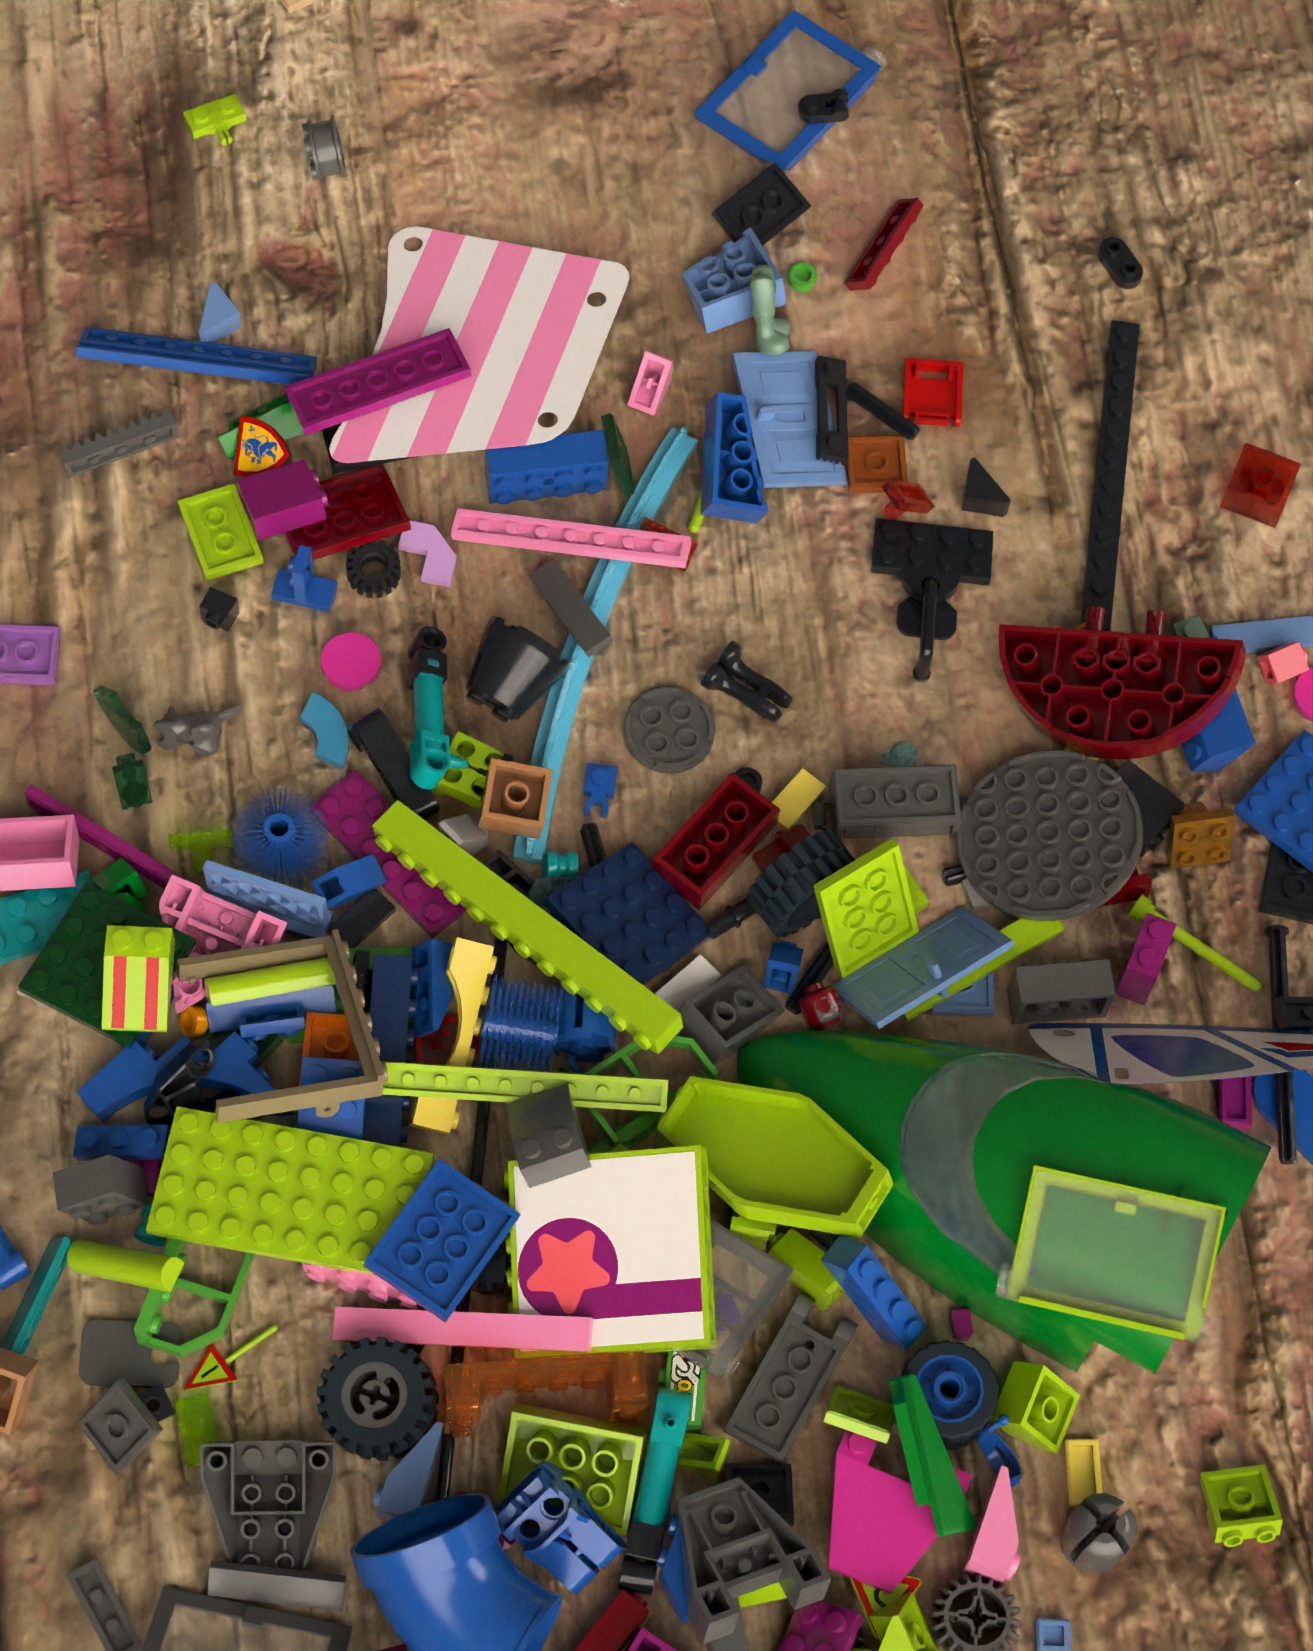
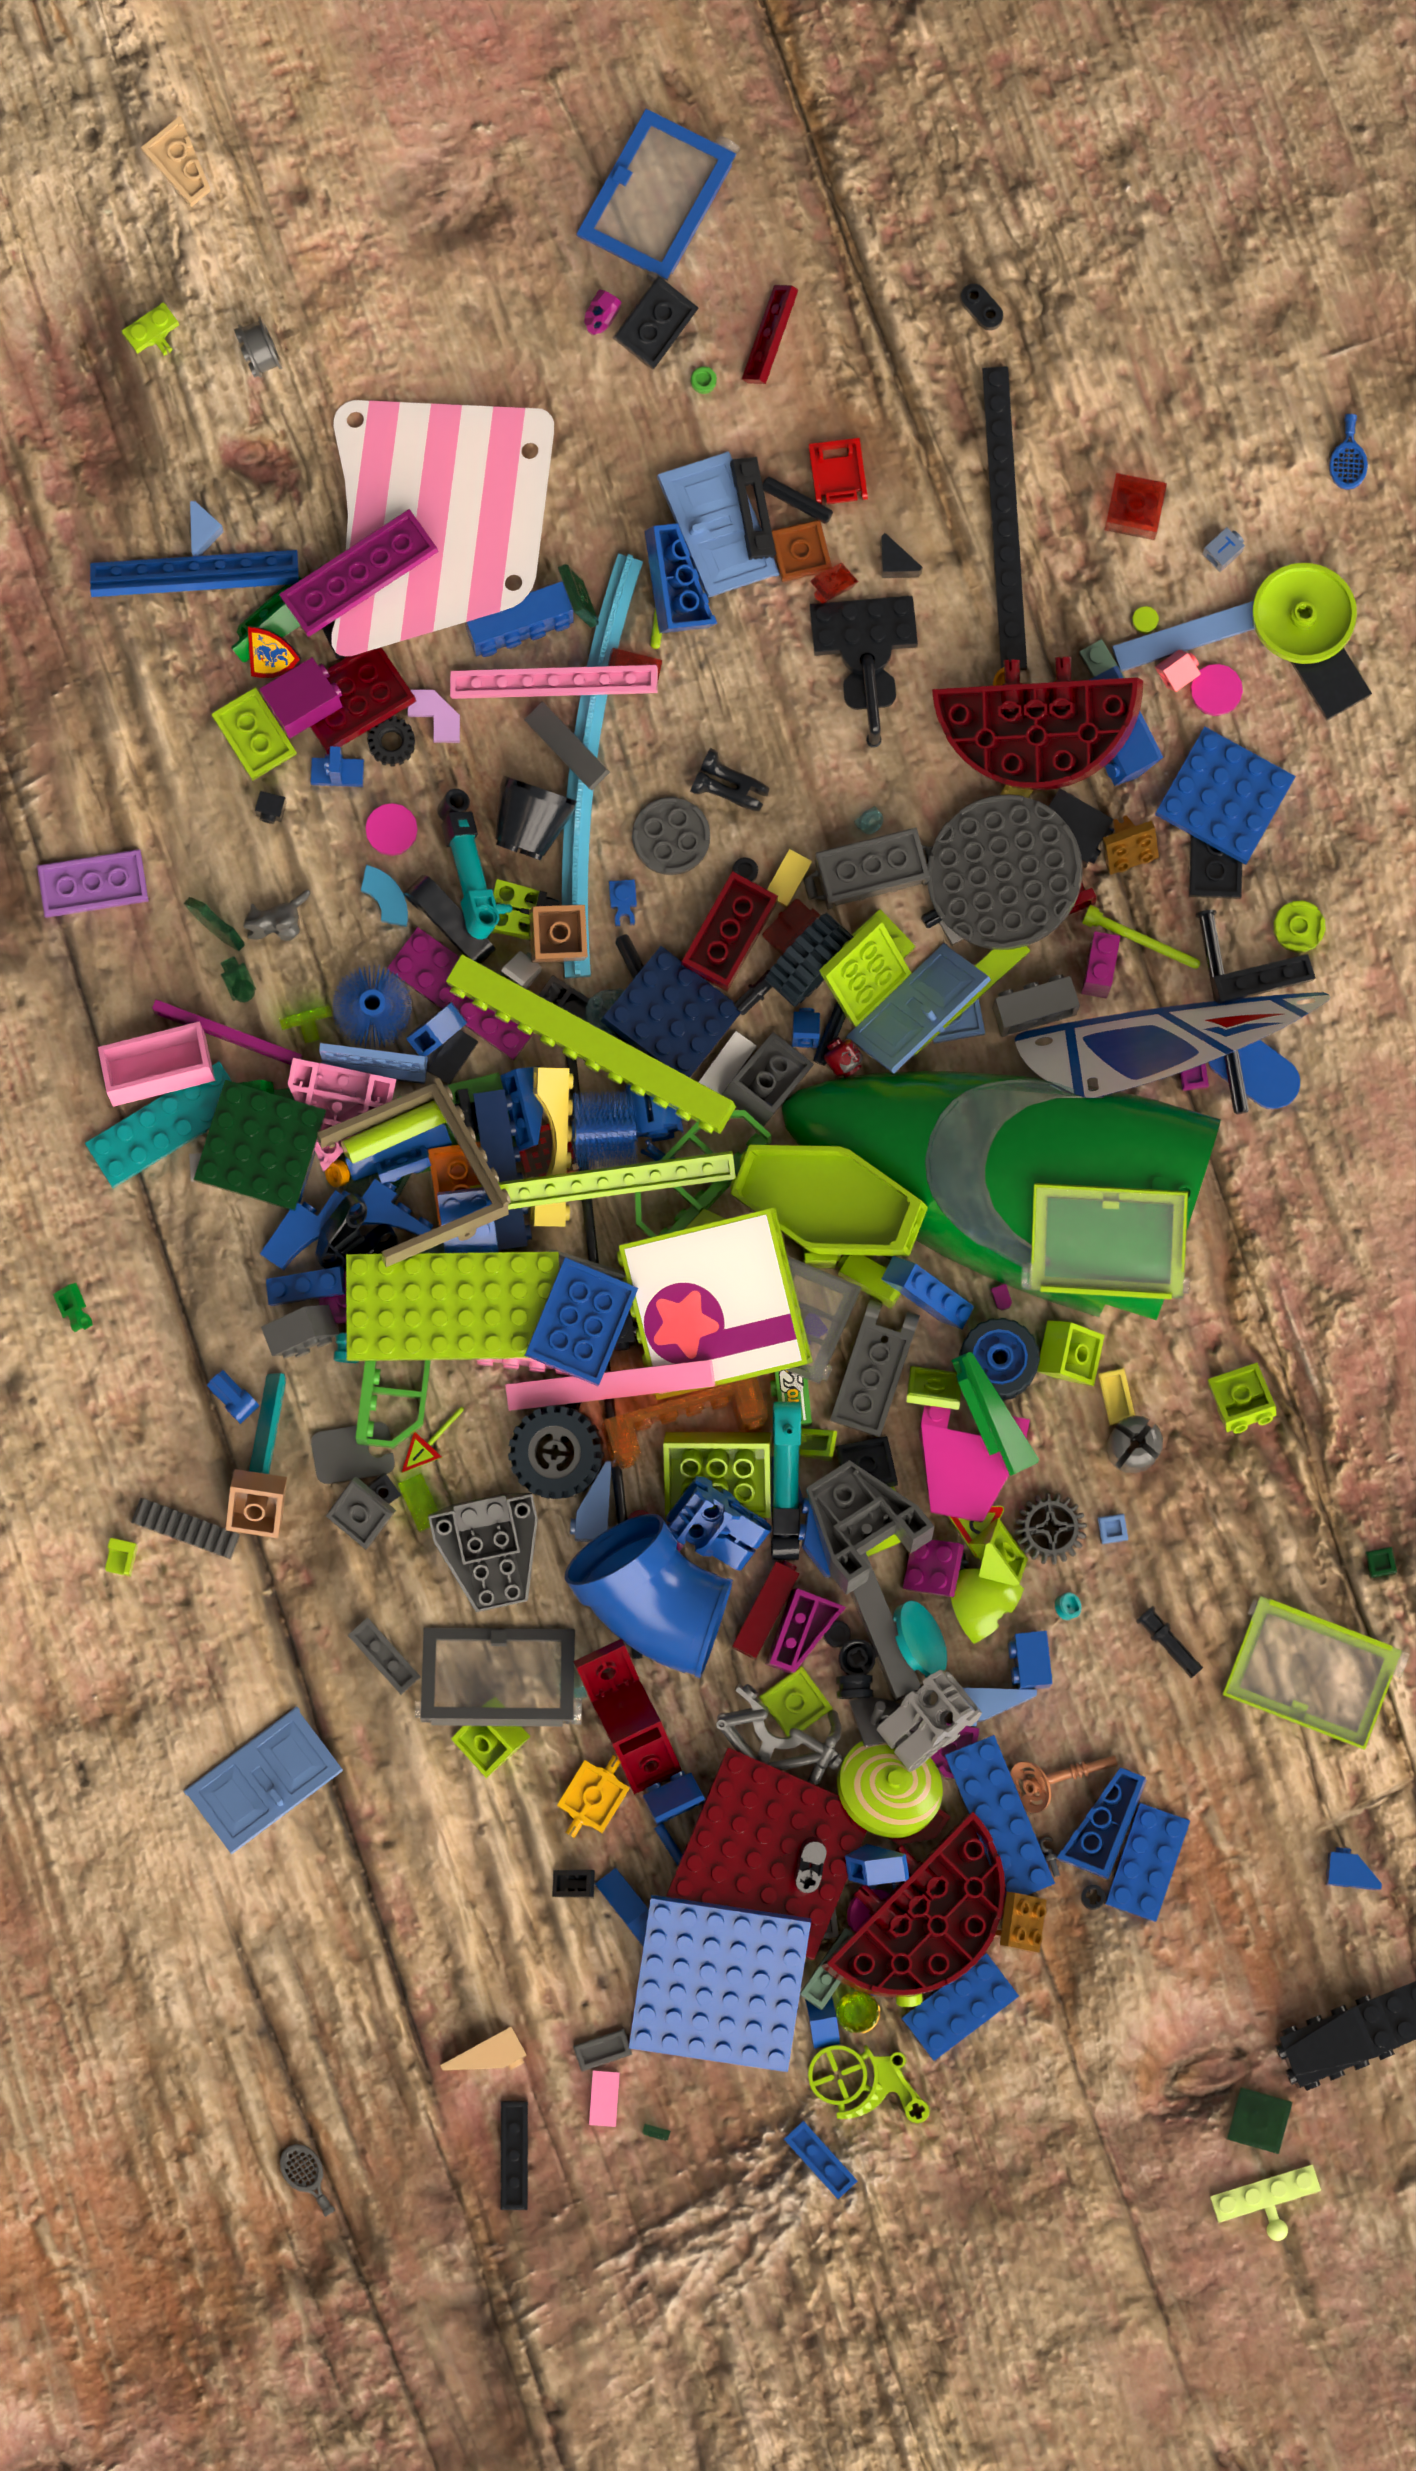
camera: 10 degrees left, 15 degrees up
(118, 878) = (246, 1065): green panel -> none
(119, 444) = (146, 672): dark grey gear -> none
(124, 1264) = (334, 1387): lime brick -> none
(137, 978) = (290, 1157): lime slope -> none
(276, 1585) = (510, 1610): dark grey tile -> none
(547, 1136) = (645, 1220): dark grey slope -> none
(559, 865) = (605, 979): teal wheel -> none
(651, 383) = (592, 517): bright pink slope -> none
(705, 189) = (601, 312): none -> magenta rock
(721, 283) = (645, 404): medium blue wedge -> none
(770, 331) = (683, 439): sand green piece -> none
(813, 107) = (683, 212): black plate -> none
(989, 1440) = (1037, 1388): blue helmet -> none
(996, 1535) = (1055, 1464): bright pink slope -> none
(1252, 606) = (1145, 619): none -> lime tile

